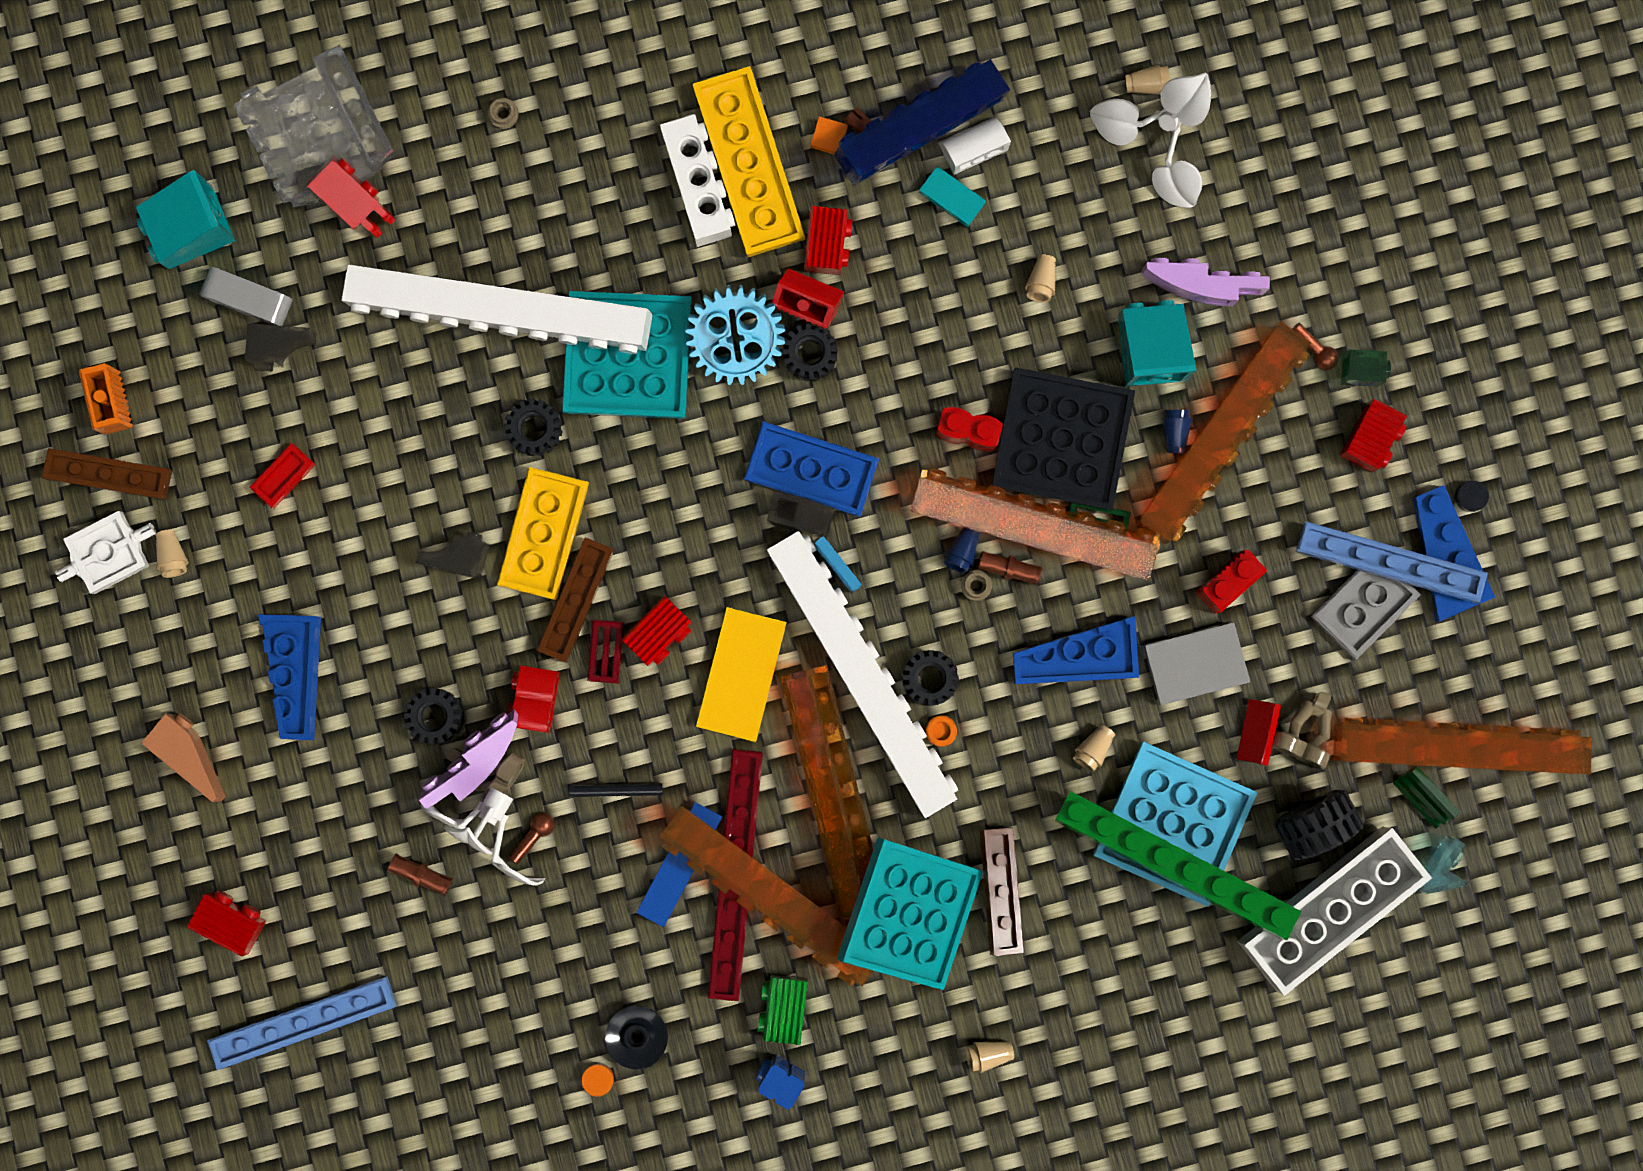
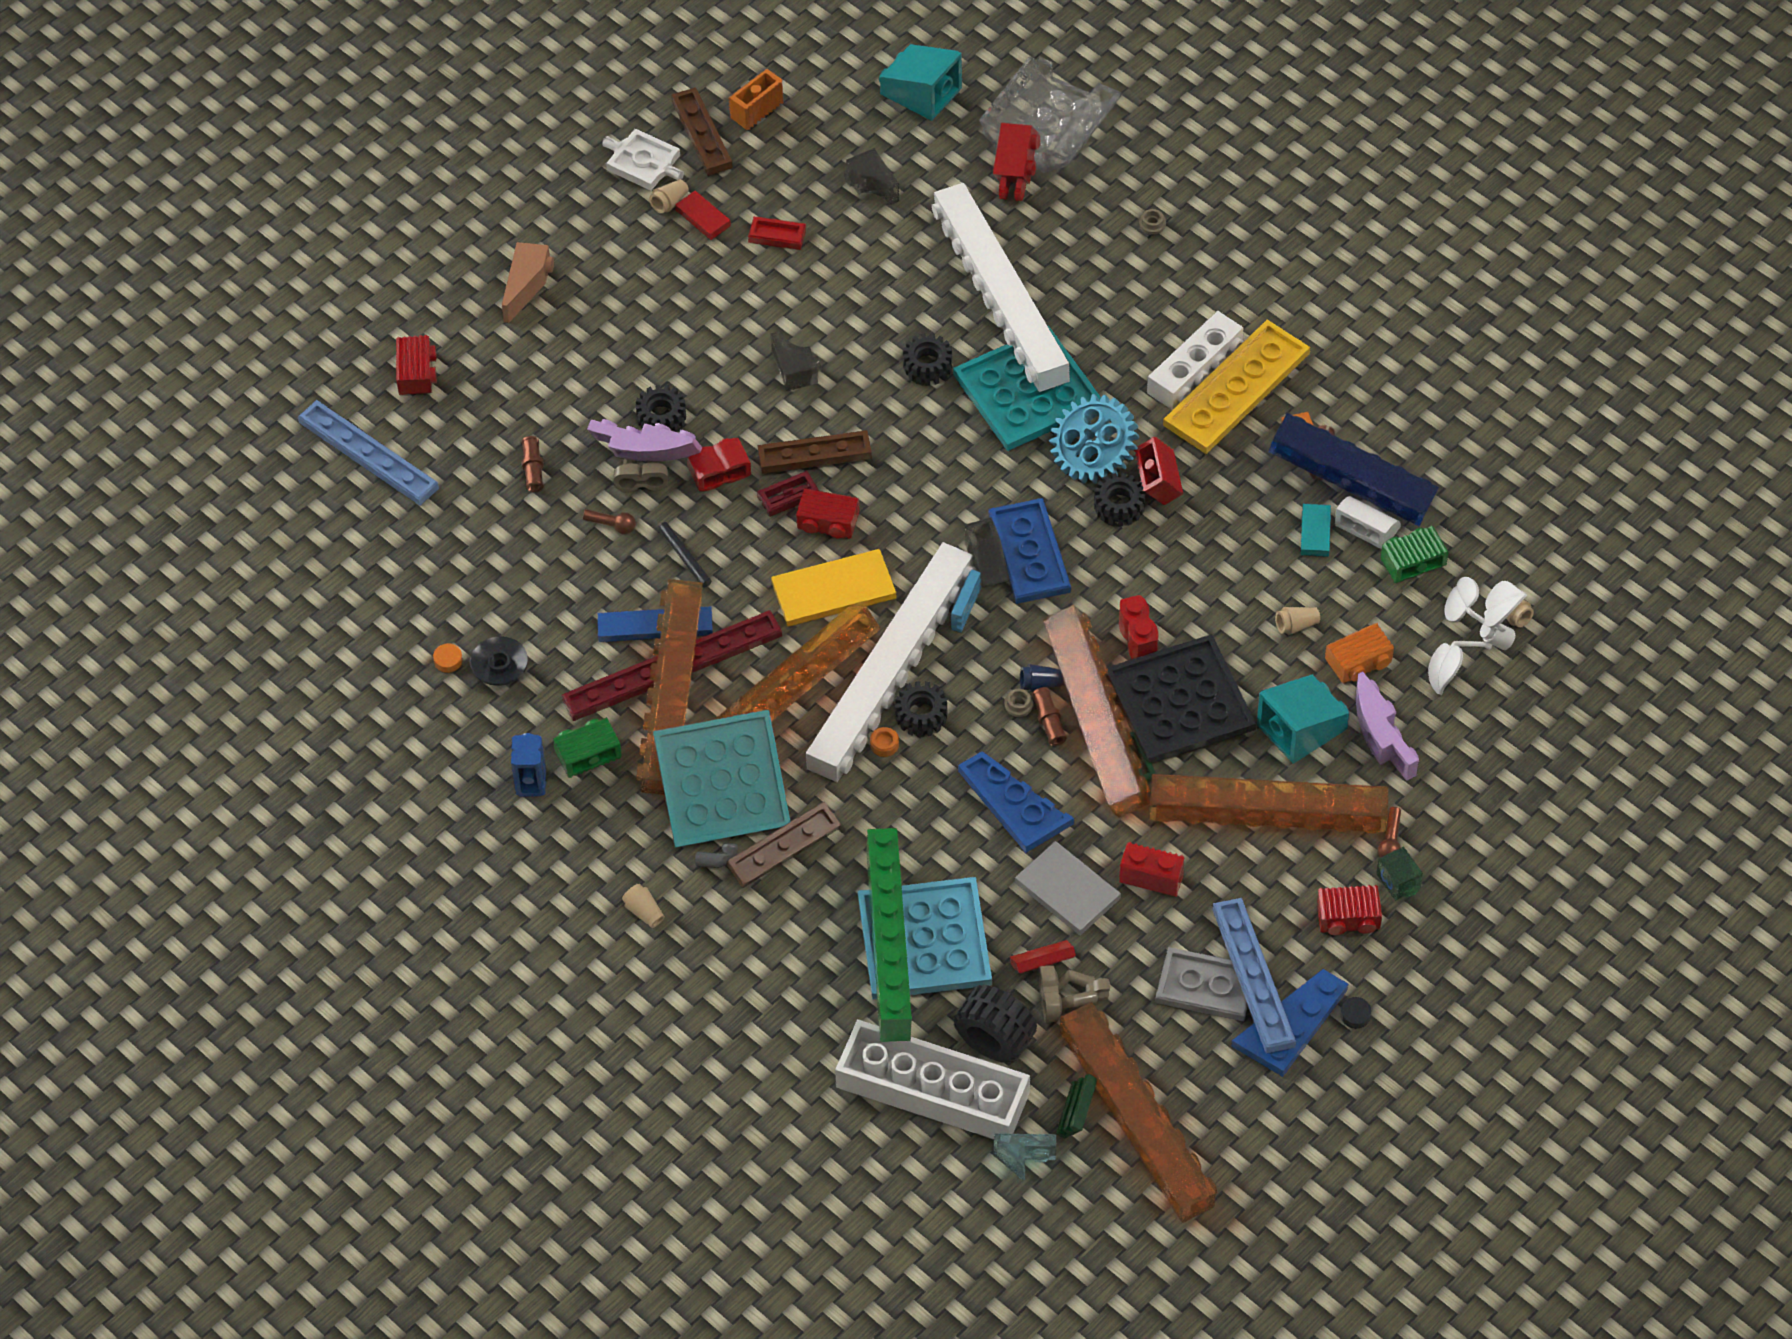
camera: 60 degrees right, 30 degrees down
(214, 534) = (703, 215): none -> red tile
(245, 297) = (894, 142): light grey beam -> none
(293, 661) = (645, 305): blue wing -> none
(492, 810) = (614, 467): white plant -> none
(543, 533) = (852, 407): yellow tile -> none
(826, 240) = (1214, 464): red brick -> none
(980, 956) = (716, 860): none -> dark grey arm
(1039, 128) = (1414, 554): none -> green brick
(1094, 748) = (945, 849): tan cone -> none
(1116, 249) = (1359, 653): none -> orange brick
(1176, 430) = (1250, 767): dark blue cone -> none

